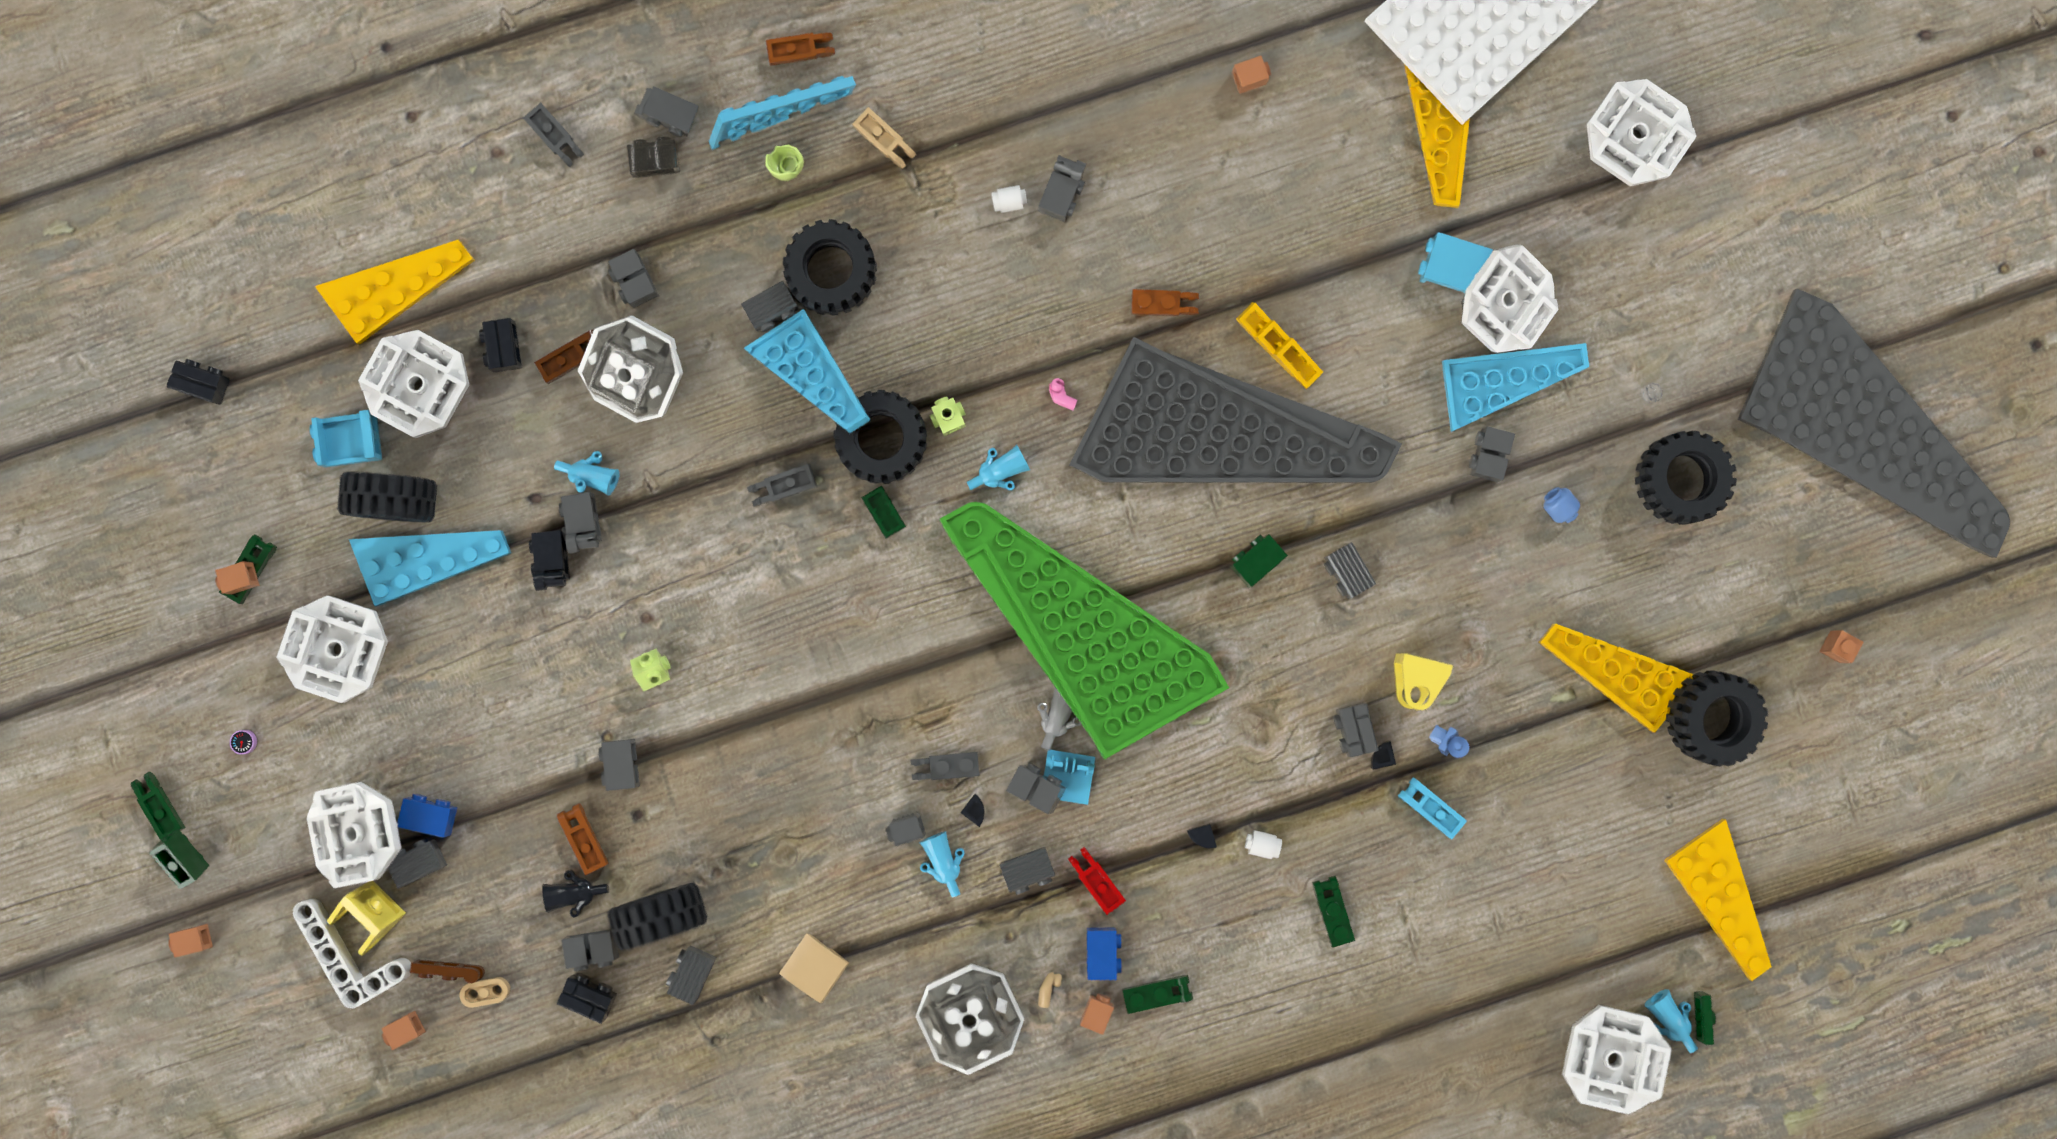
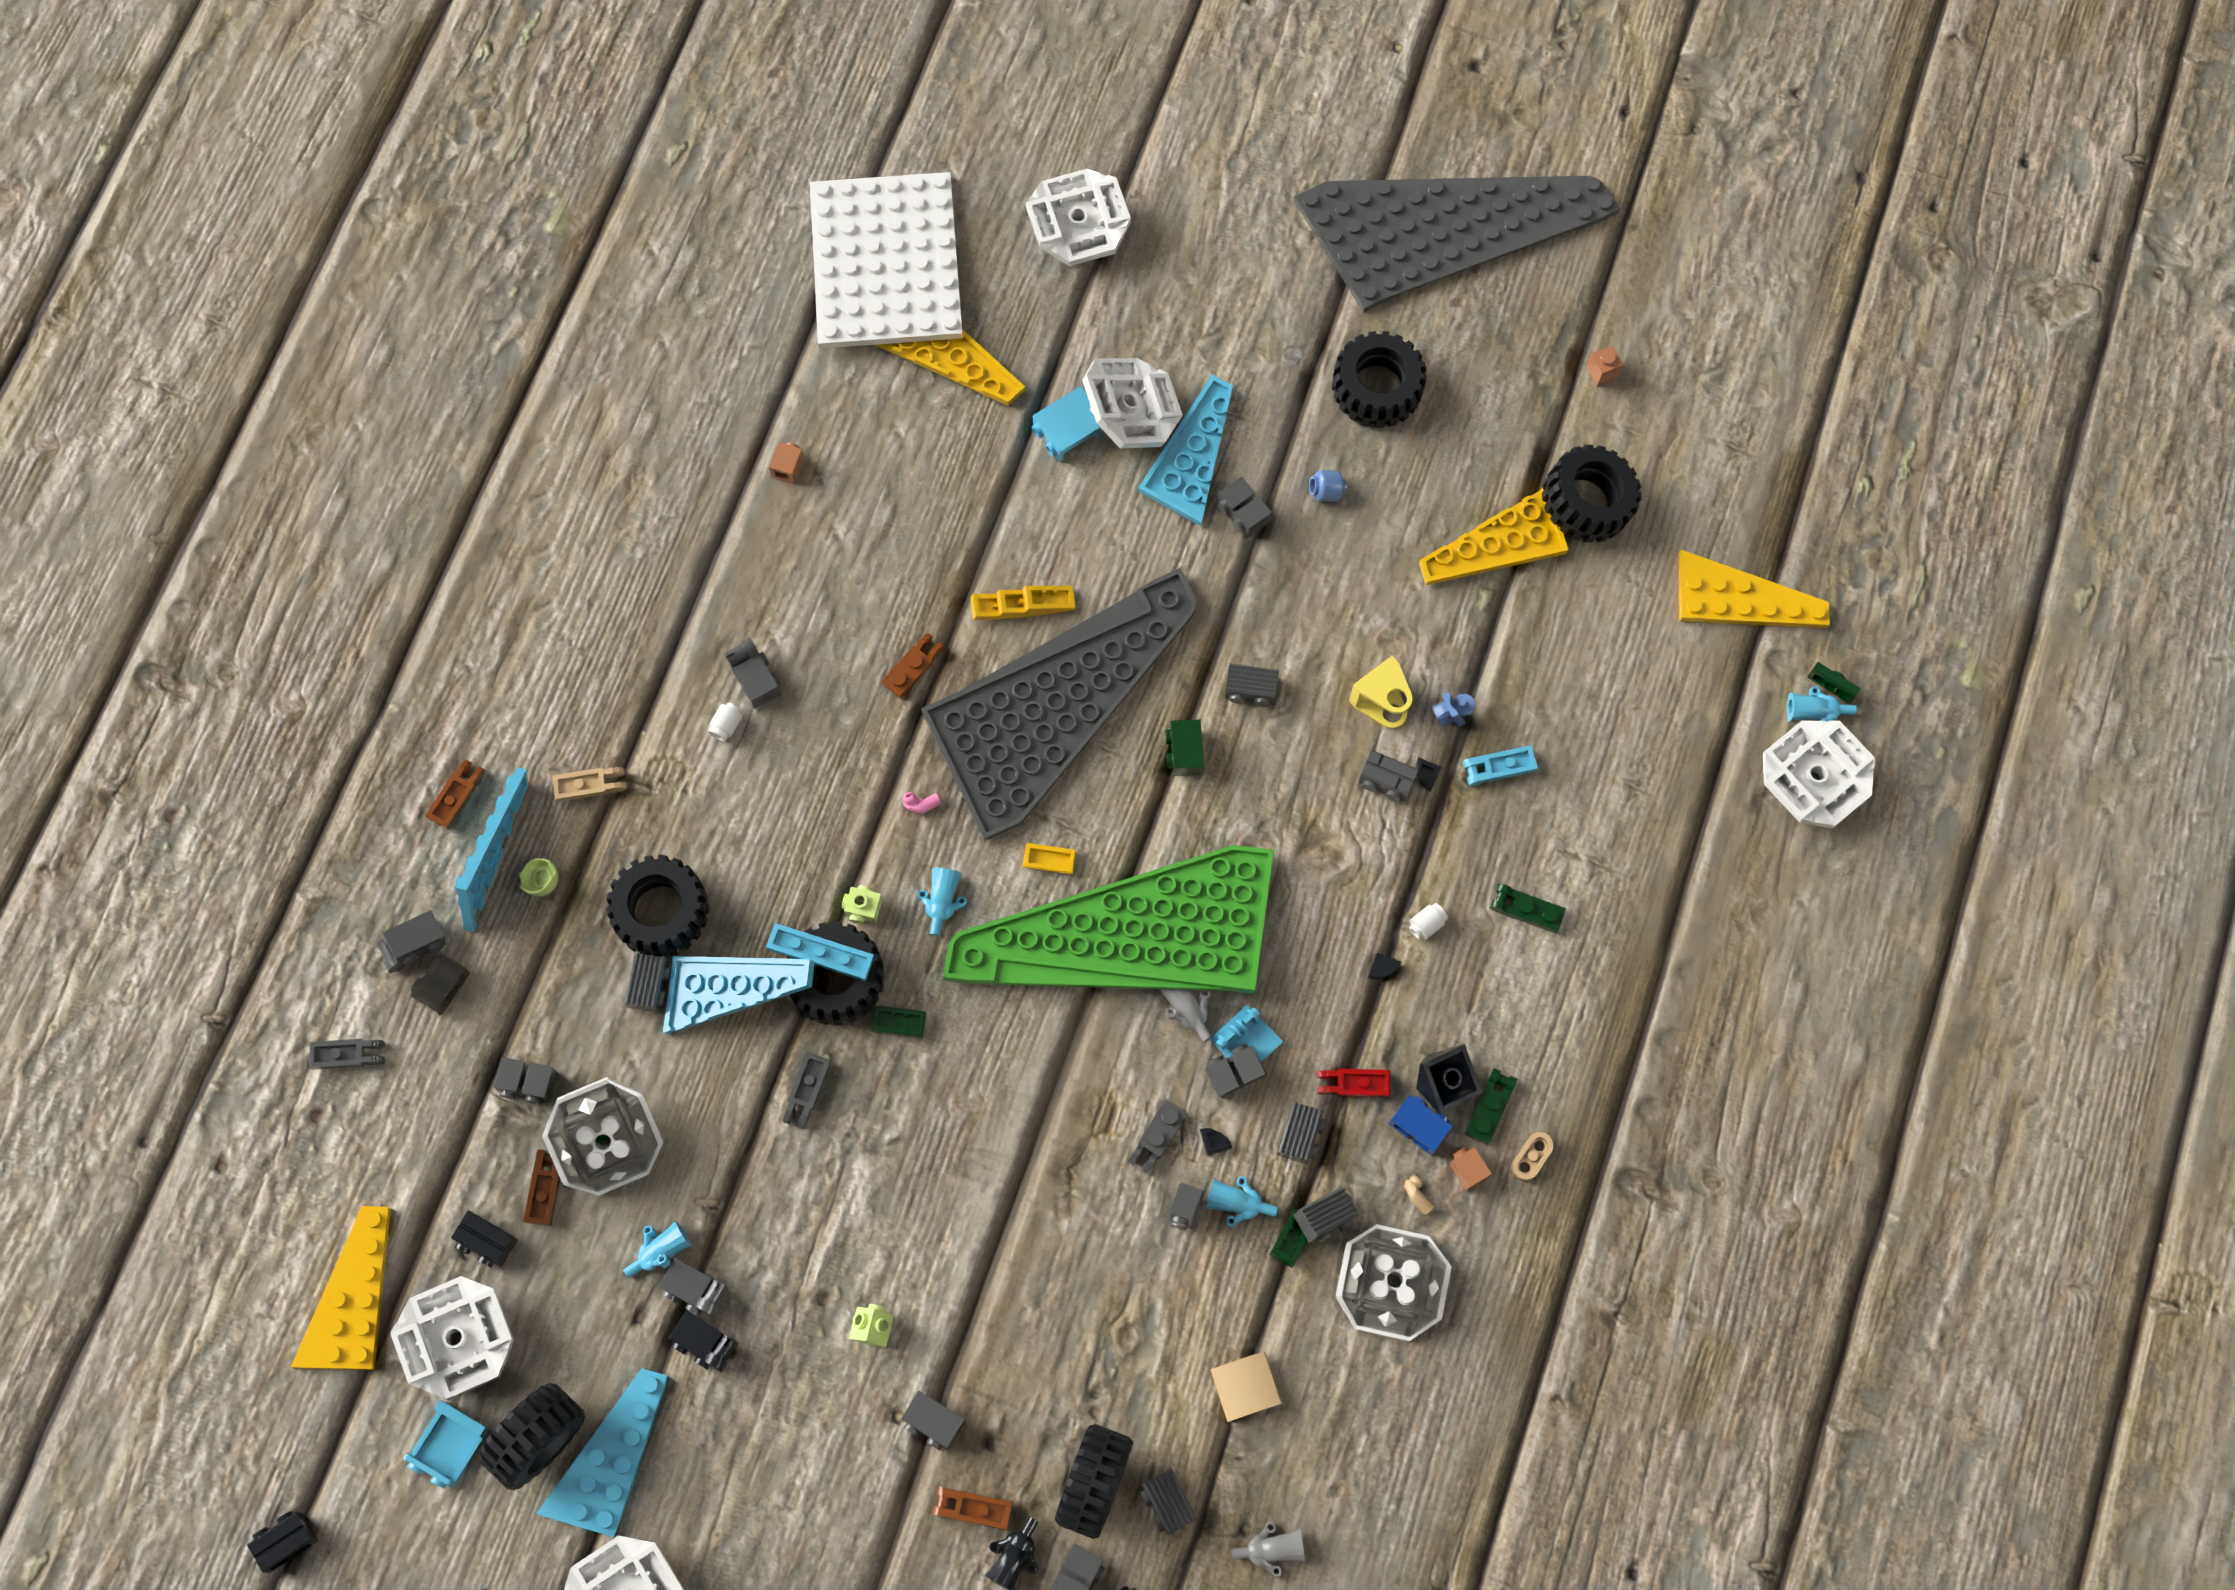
camera: 55 degrees left, 15 degrees down
(715, 1073) = (1278, 1548): none -> light grey piece
(881, 417) = (822, 951): none -> medium azure plate
(946, 922) = (1289, 1243): none -> dark green plate
(979, 935) = (1325, 1215): none -> dark grey brick
(1093, 524) = (1049, 858): none -> yellow tile
(1141, 1052) = (1531, 1157): none -> tan plate
(1151, 949) = (1448, 1078): none -> black slope

